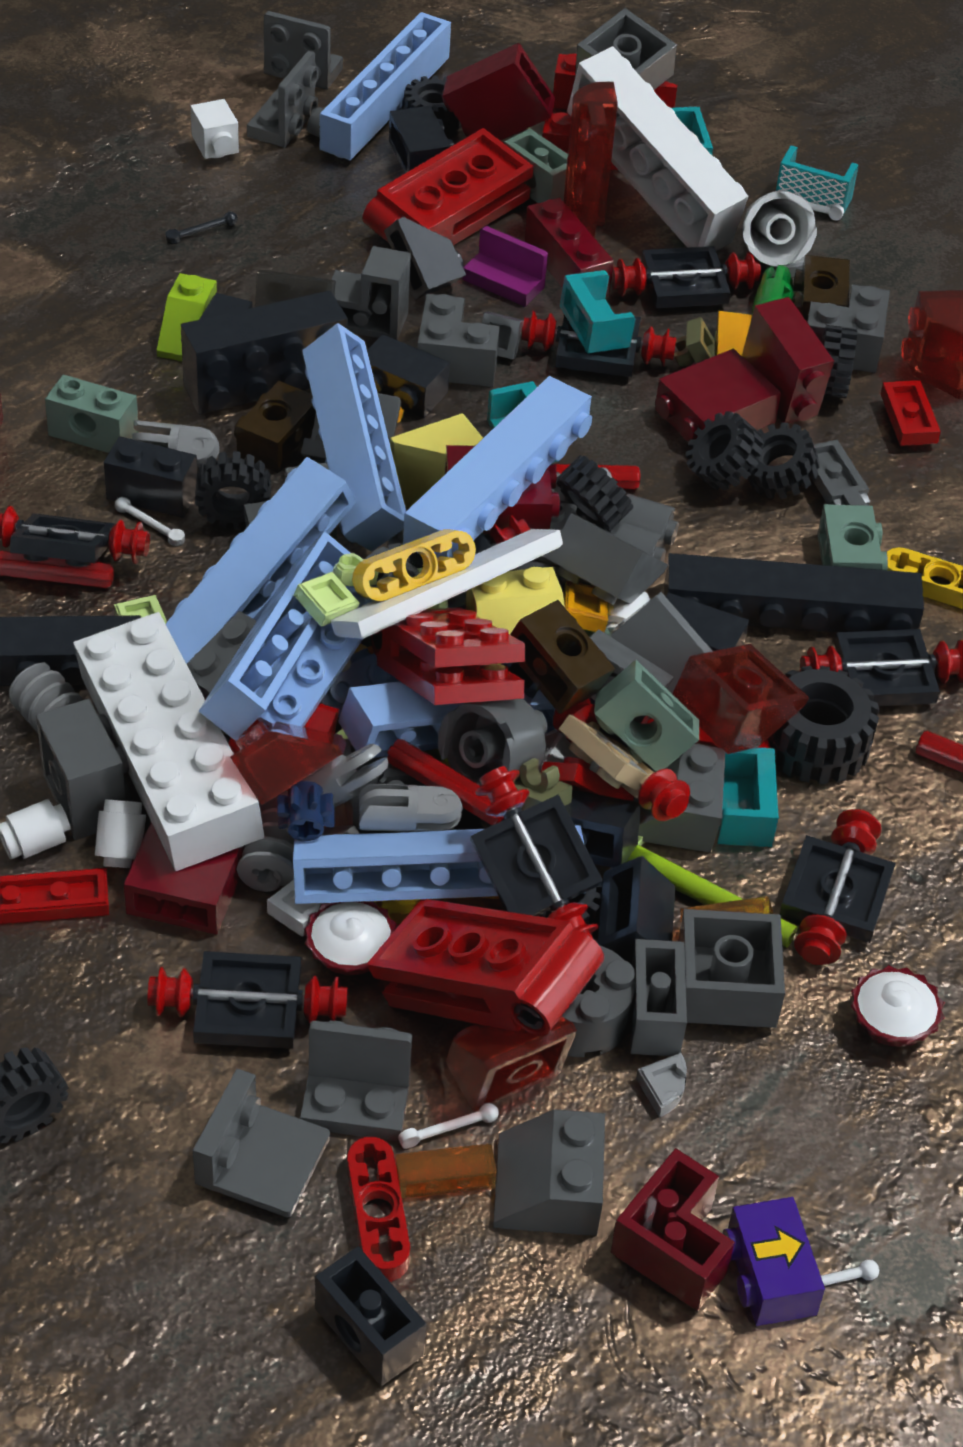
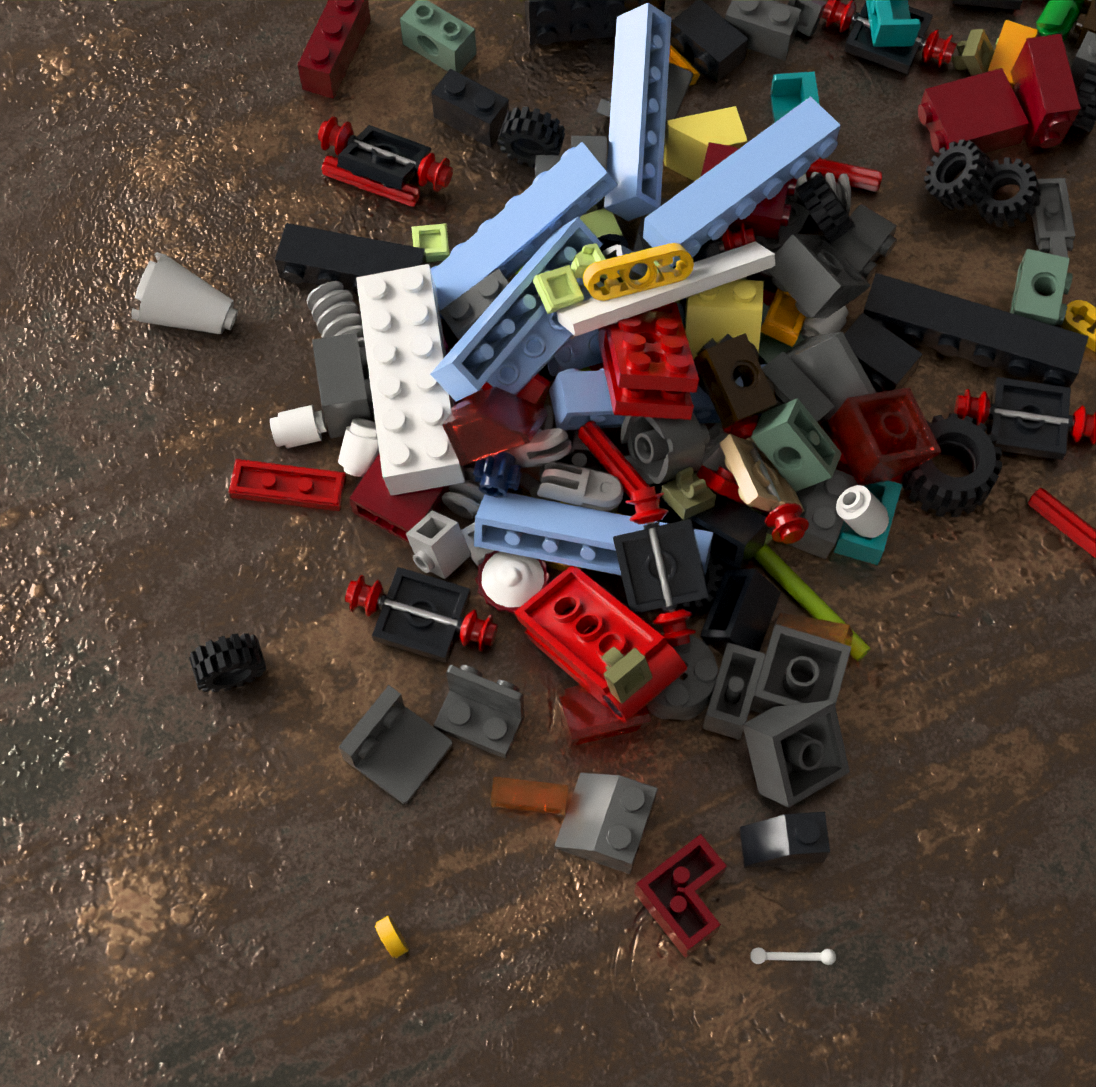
camera: 20 degrees right, 20 degrees up
(175, 536) = (479, 166): white hinge -> none
(178, 437) = (506, 79): light grey arm -> none
(249, 914) = (438, 544): none -> light grey brick
(276, 426) = (584, 75): dark brown brick -> none
(320, 1370) = (391, 937): none -> yellow tile
(370, 1315) = (436, 907): black brick -> none
(385, 1188) = (456, 841): red beam -> none
(411, 1137) = (577, 753): white hinge -> none
(539, 960) = (625, 673): none -> olive tile
(664, 1083) = (721, 759): light grey tile -> none
(743, 776) = (862, 511): none -> white brick
(753, 1039) = (796, 750): none -> dark grey slope
(774, 1262) = (753, 935): dark purple brick -> none
(775, 1147) = (785, 840): none -> black slope
(838, 888) = (915, 620): black plate -> none
(897, 1006) = (925, 741): white piece -> none

